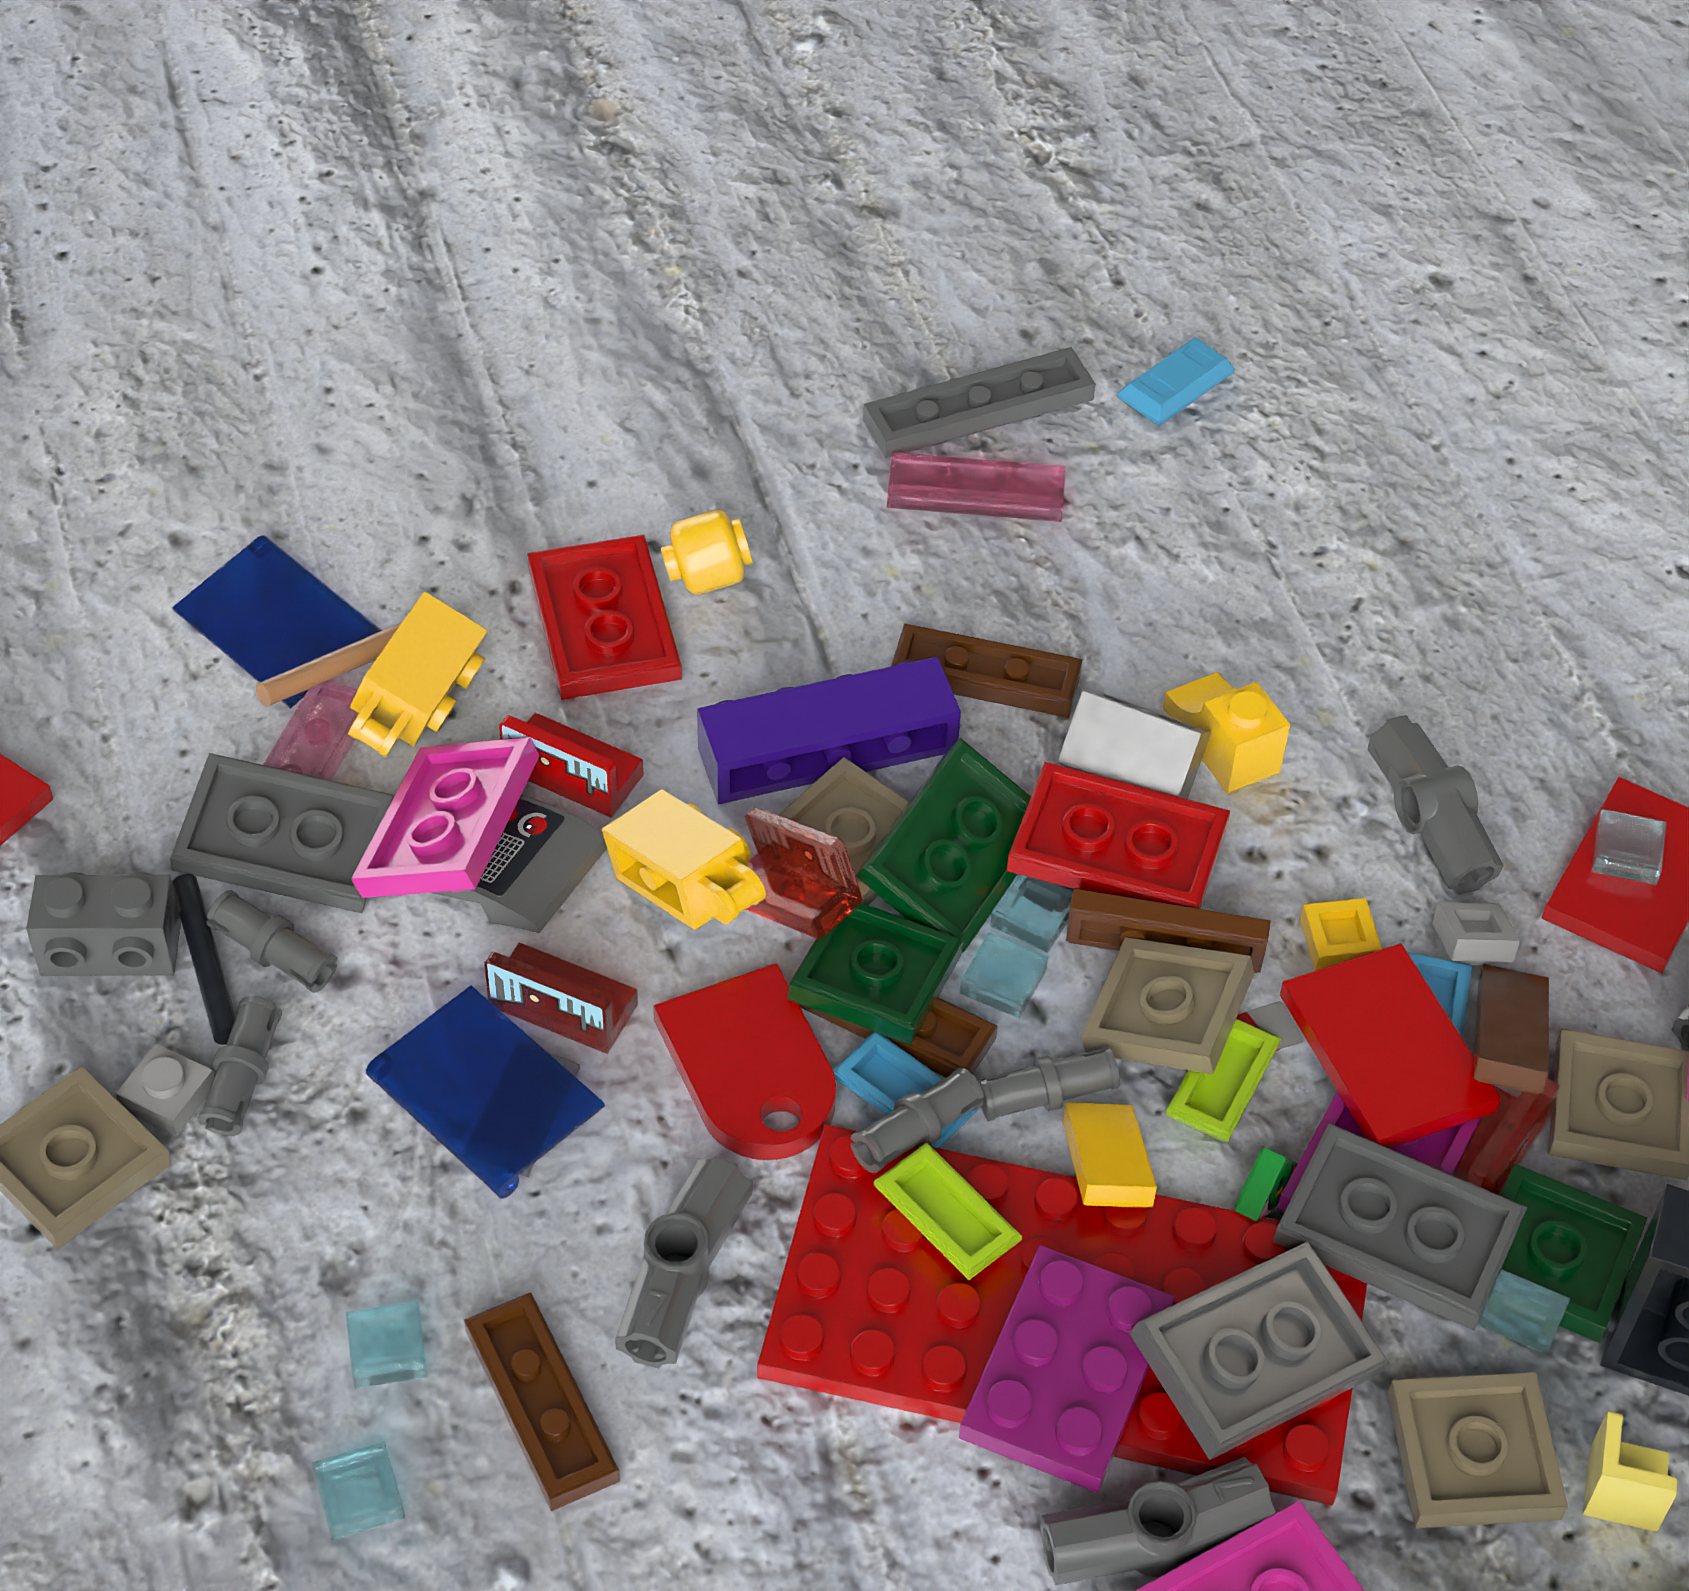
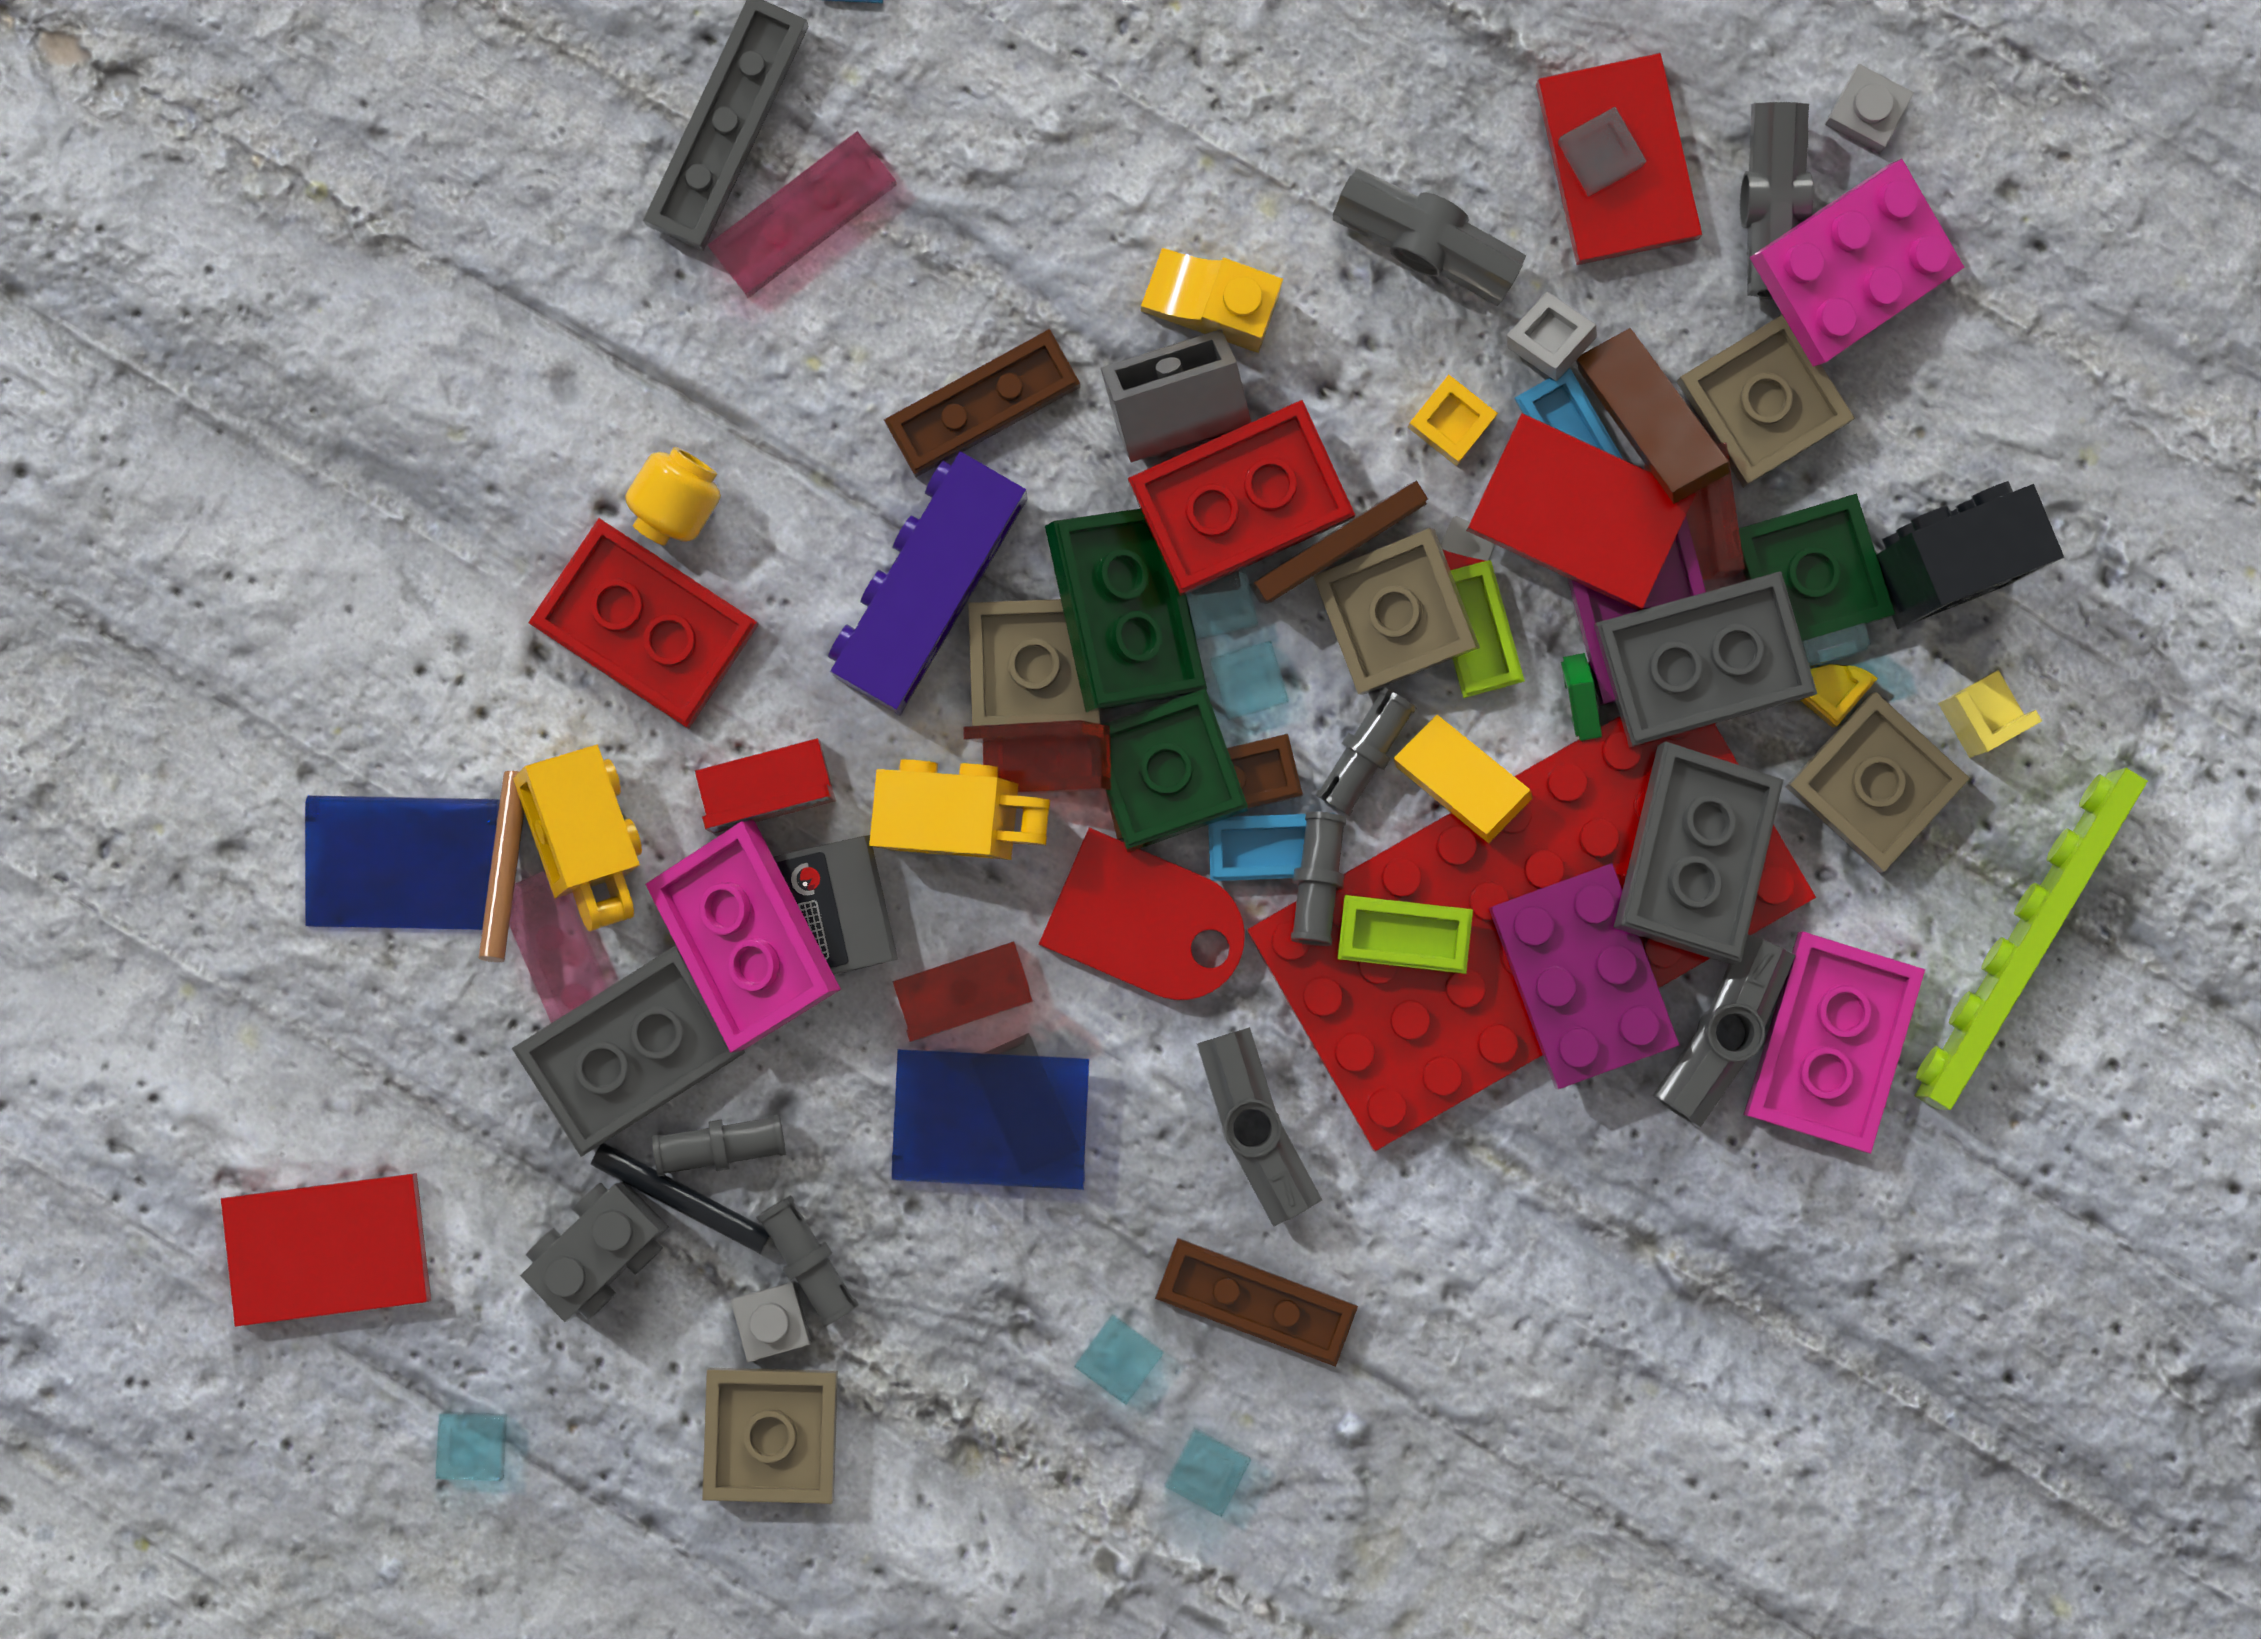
camera: 45 degrees left, 35 degrees up
(1497, 1352) = (1837, 691): none -> yellow tile

